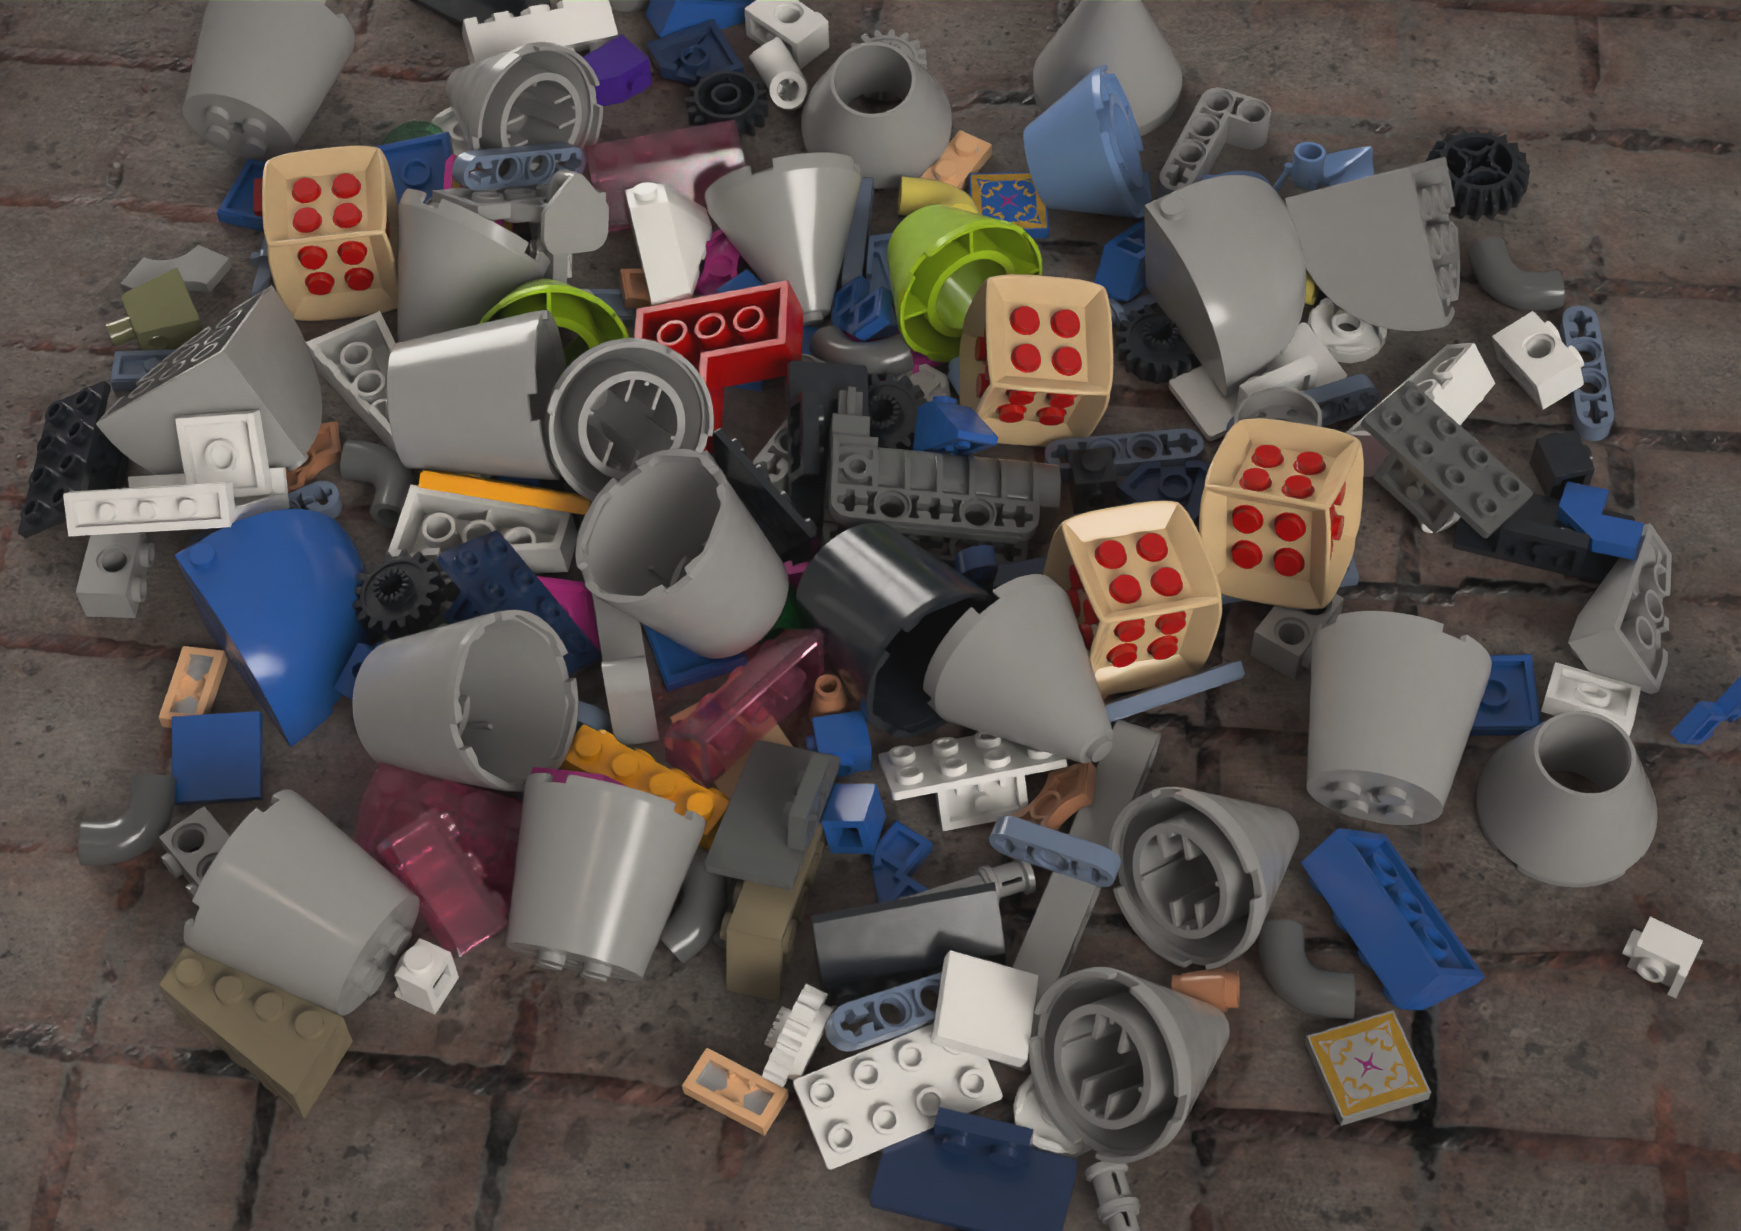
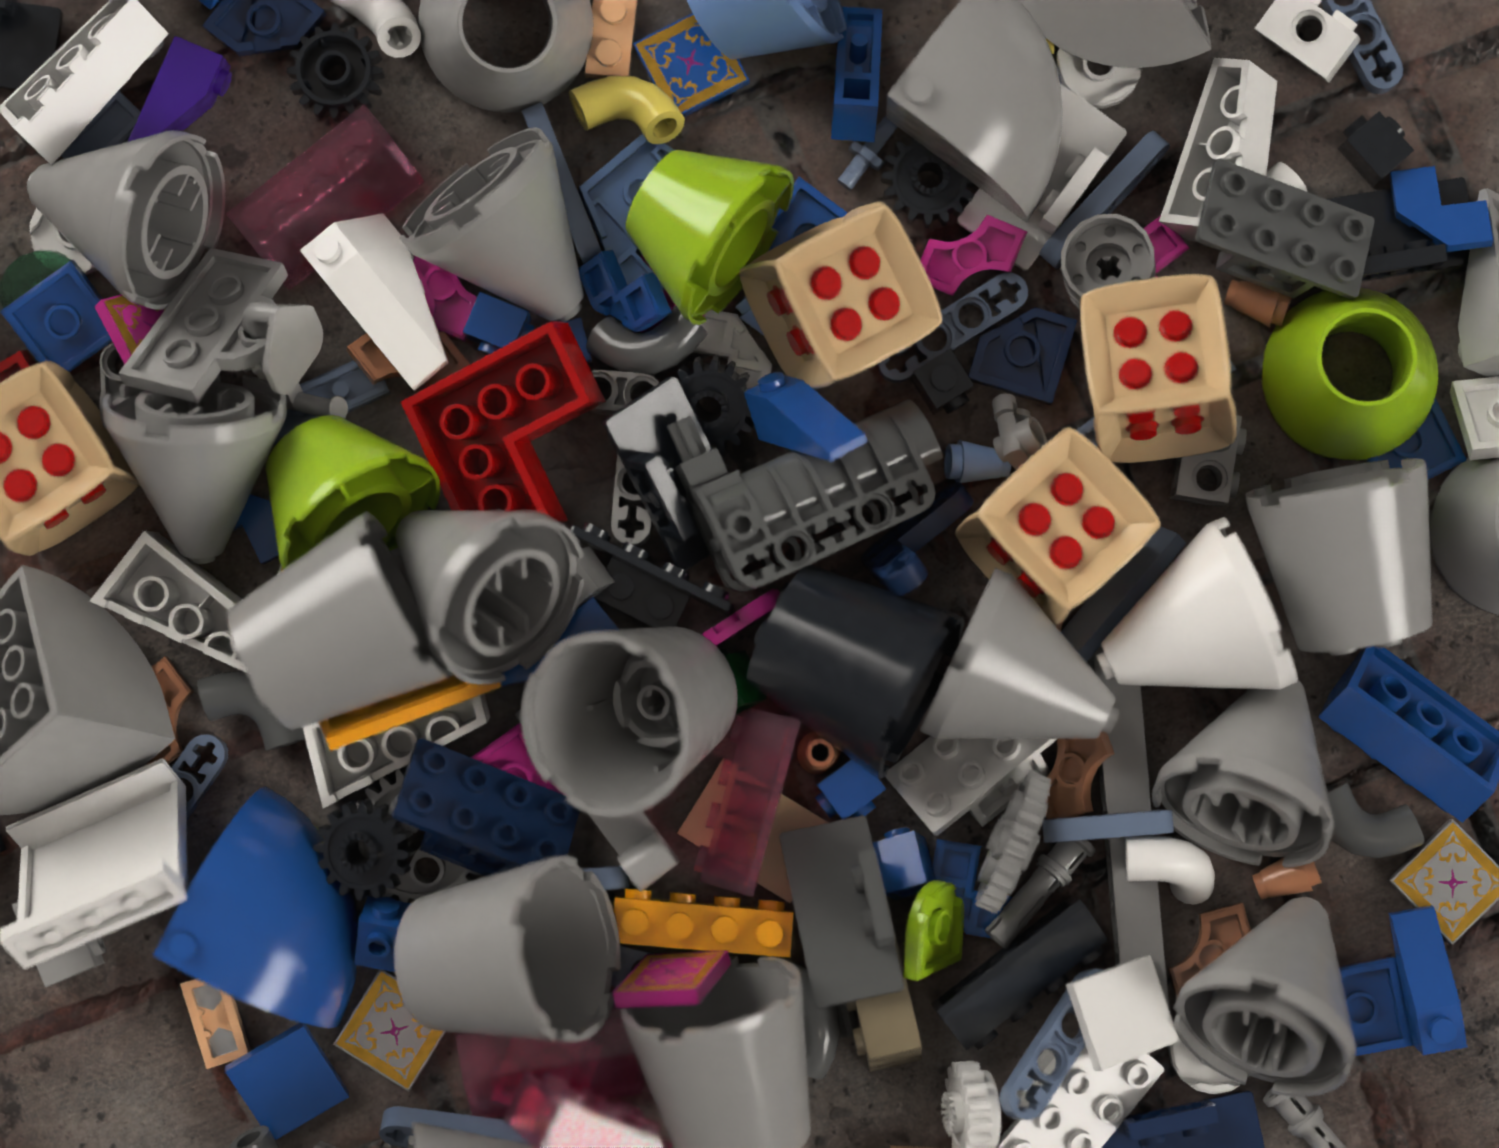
camera: 30 degrees left, 30 degrees up
(225, 450) = (100, 782): white tile -> none
(329, 765) = (387, 1035): none -> tile
(520, 161) = (178, 281): sand blue beam -> none
(848, 867) = (933, 930): none -> lime tile
(958, 820) = (1013, 842): none -> light grey gear
(1105, 912) = (1170, 861): none -> white cylinder
(1183, 405) = (989, 247): none -> dark pink tile
(1220, 718) = (1201, 624): none -> white cone
(1224, 1143) = (1376, 1005): none -> blue tile
(1299, 1134) = (1427, 981): none -> blue slope
(1406, 536) = (1258, 302): none -> nougat cone
(1482, 562) = (1321, 416): none -> lime cone

